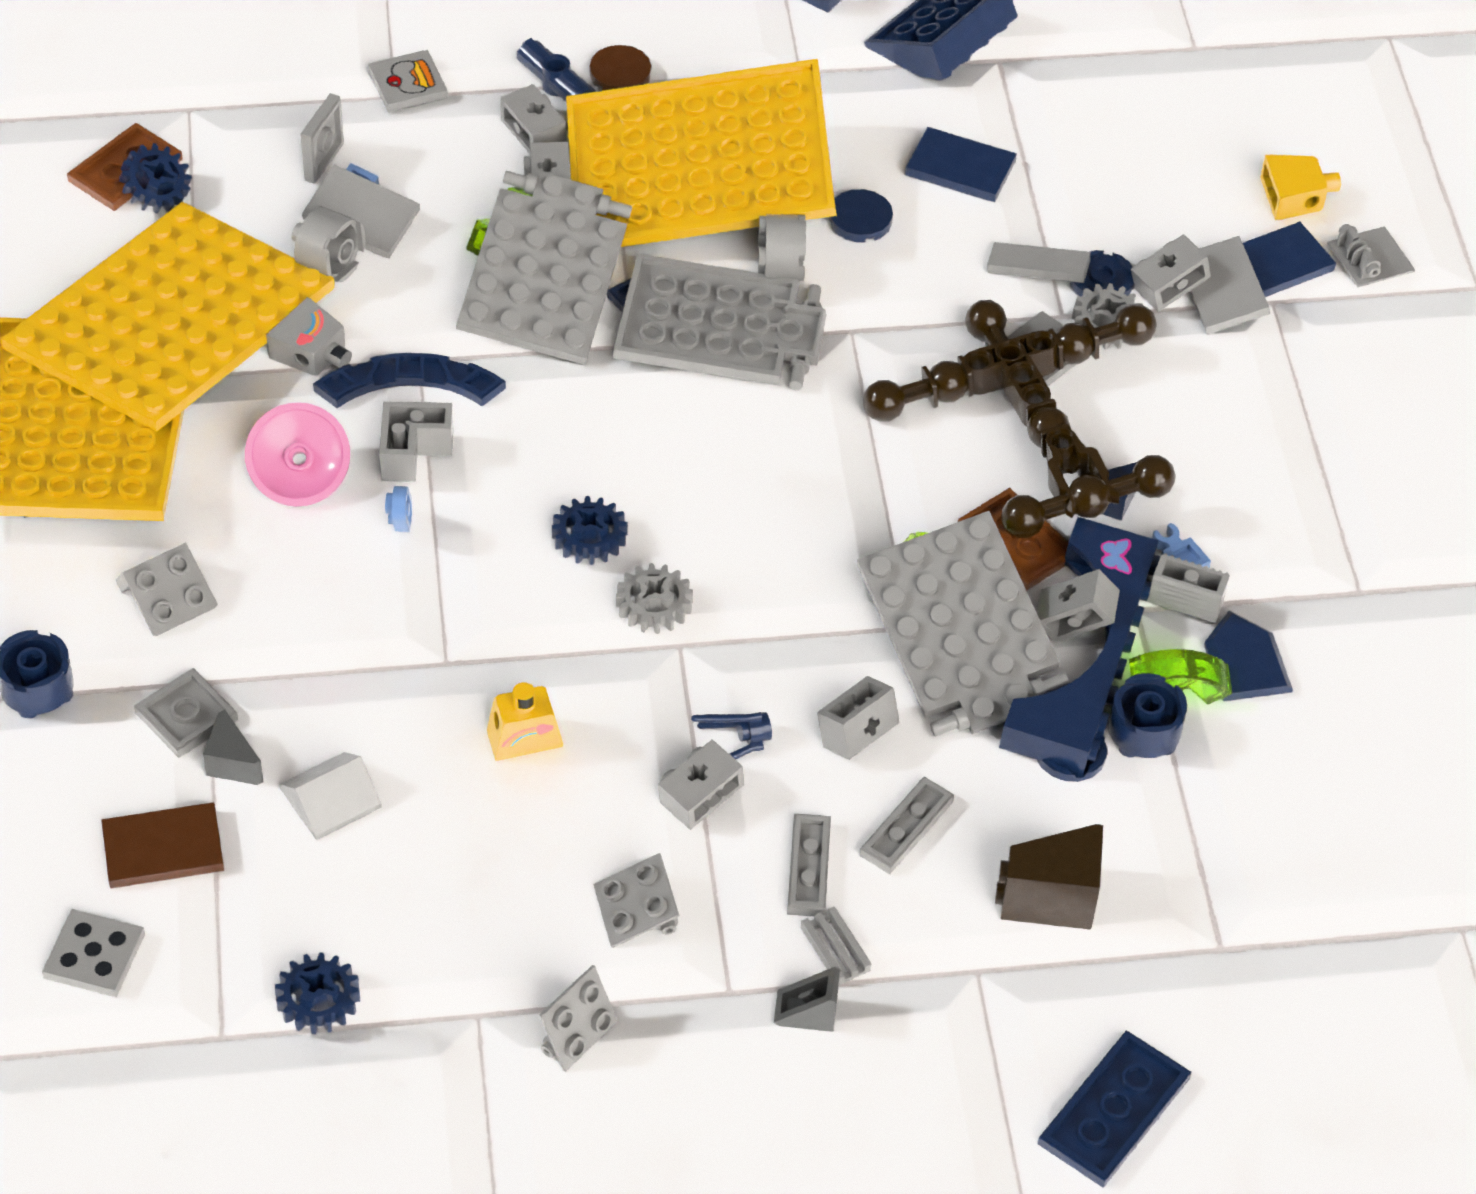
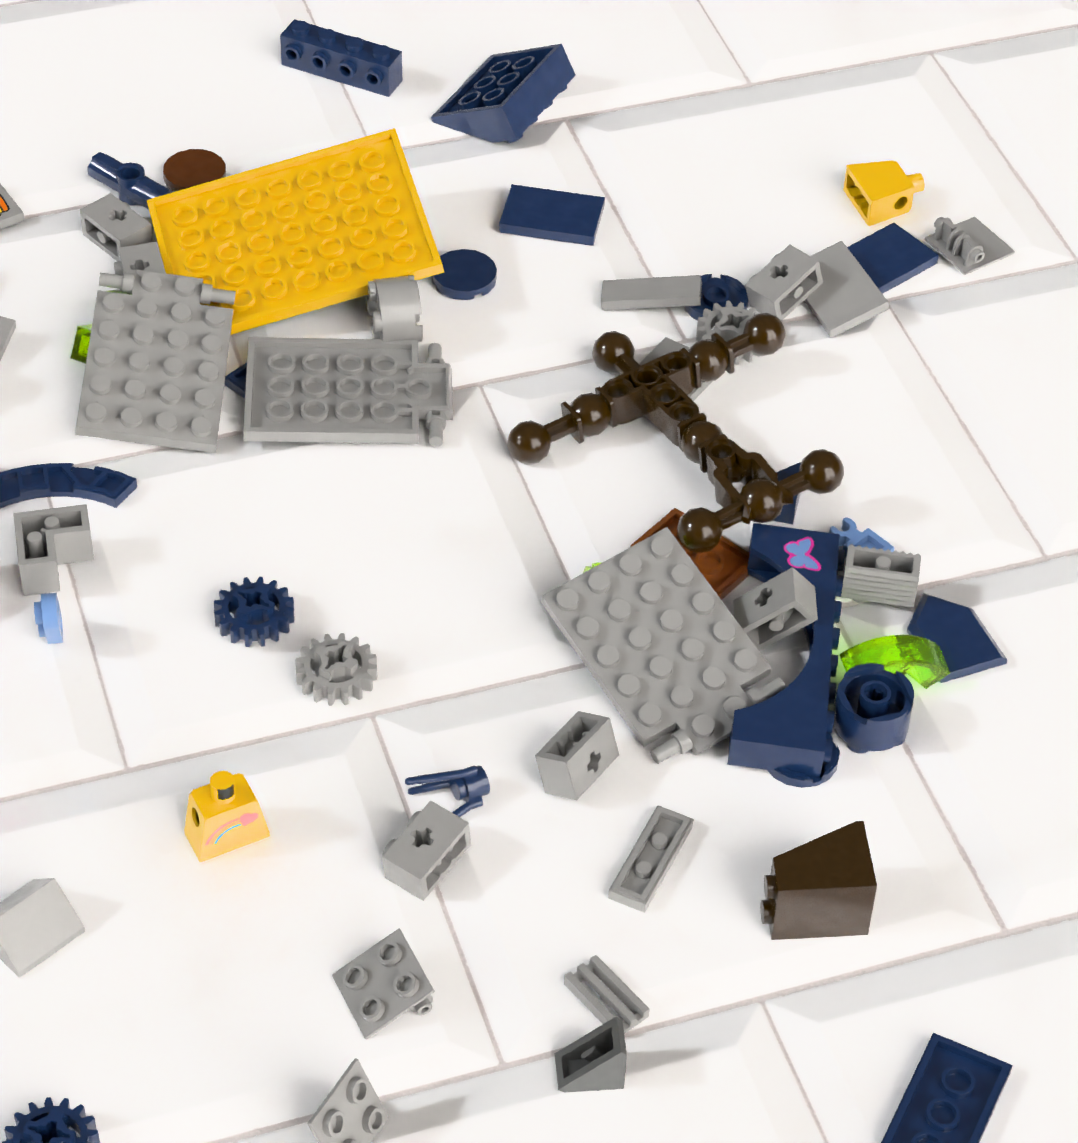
camera: 10 degrees left, 5 degrees down
(809, 865) = (558, 916): light grey tile -> none

